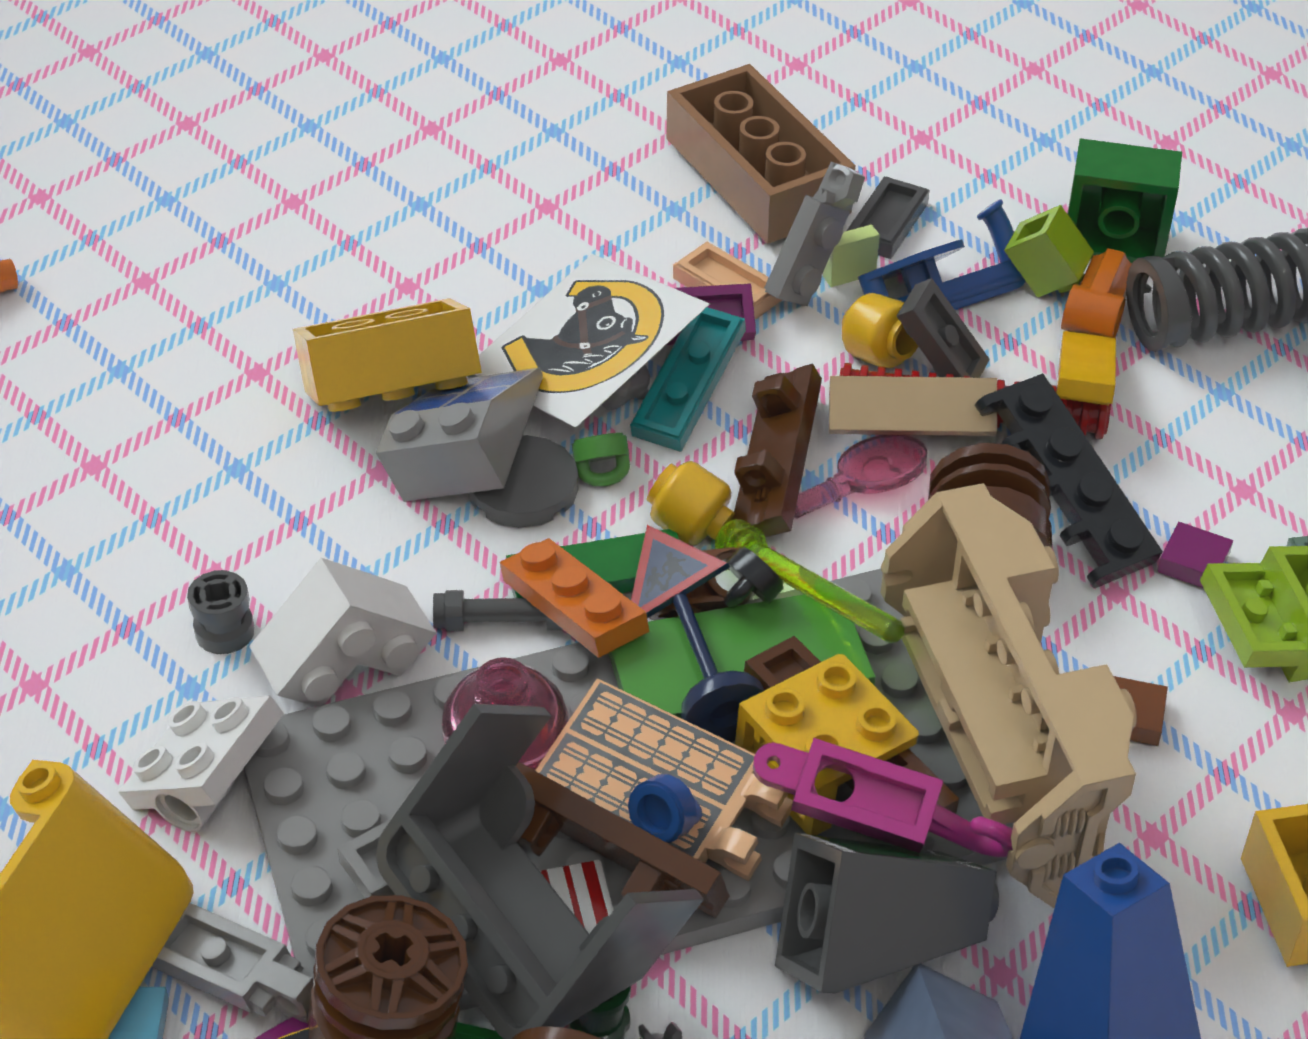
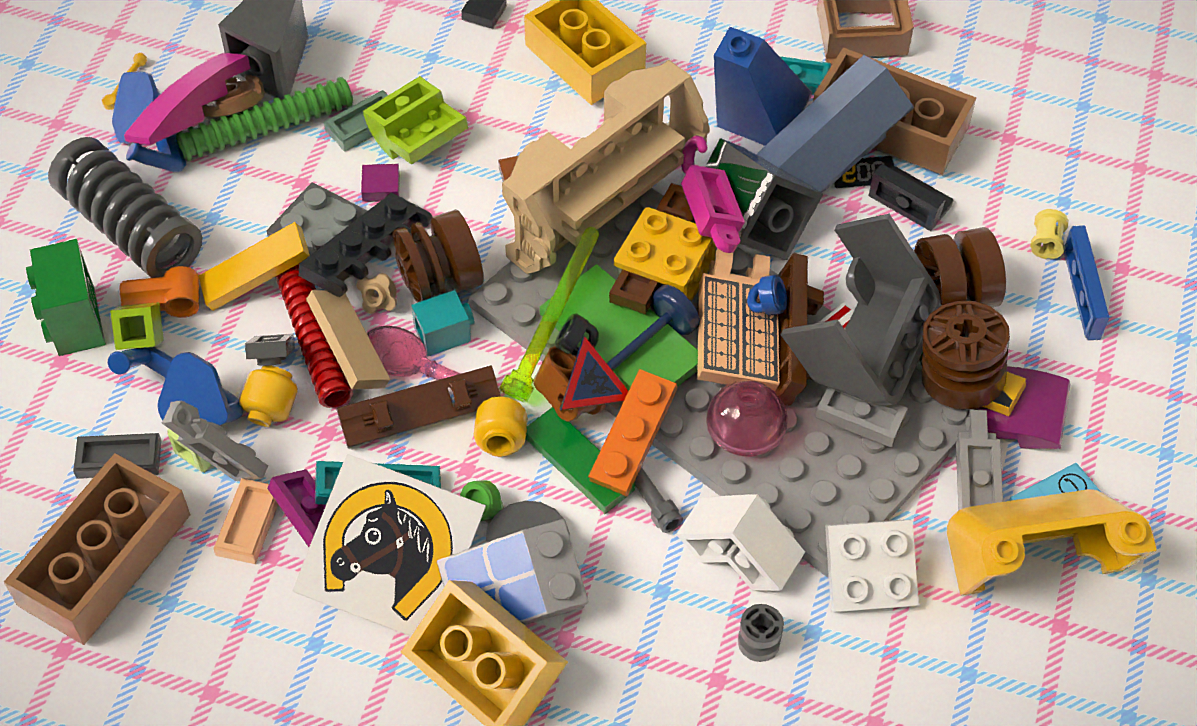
camera: 120 degrees left, 10 degrees up
(889, 502) = (442, 322): none -> teal brick
(1157, 469) = (319, 215): none -> light grey piece

